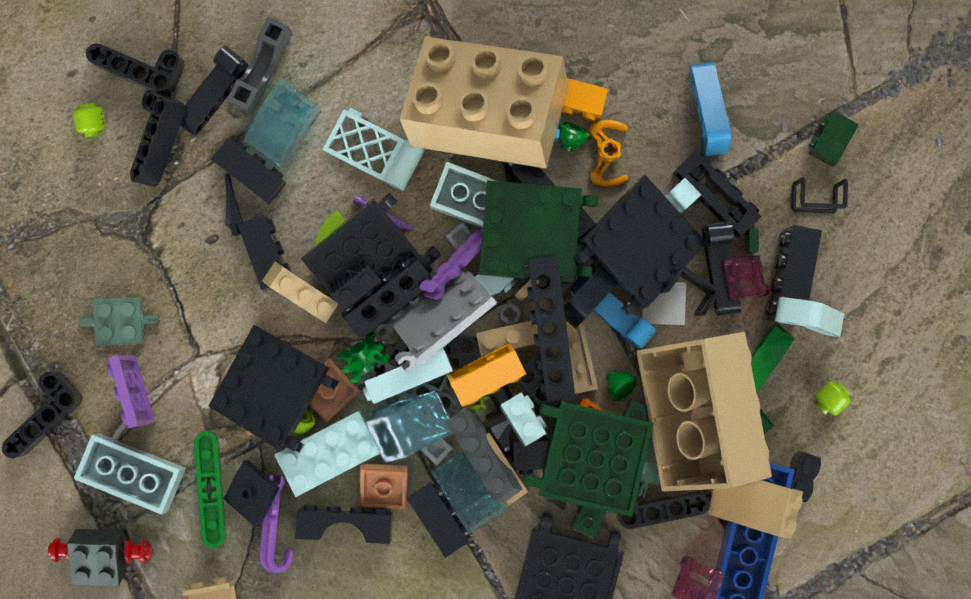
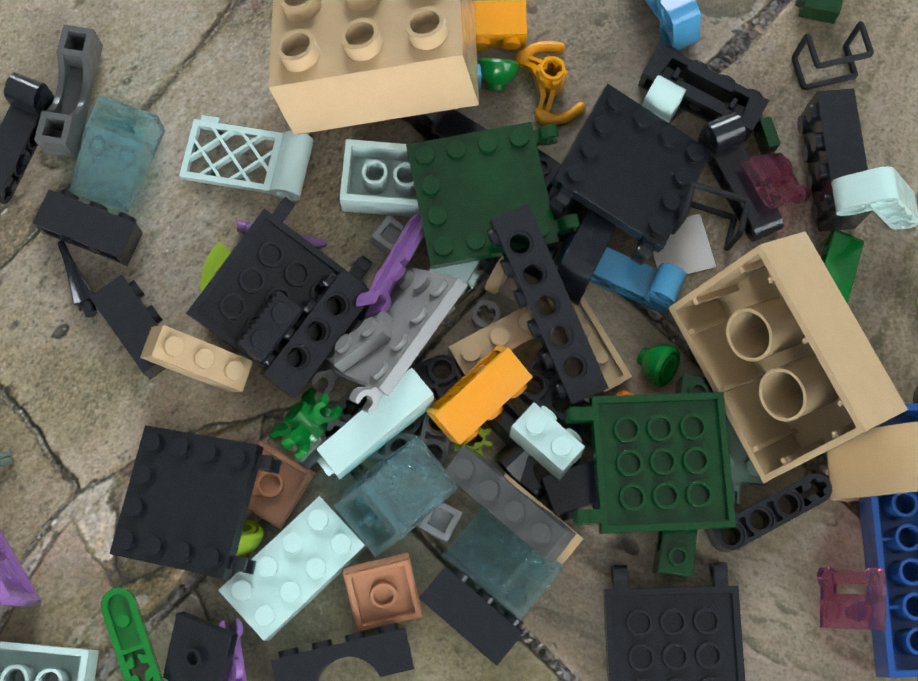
camera: 20 degrees left, 10 degrees down
(417, 315) = (362, 341): none -> light grey plate

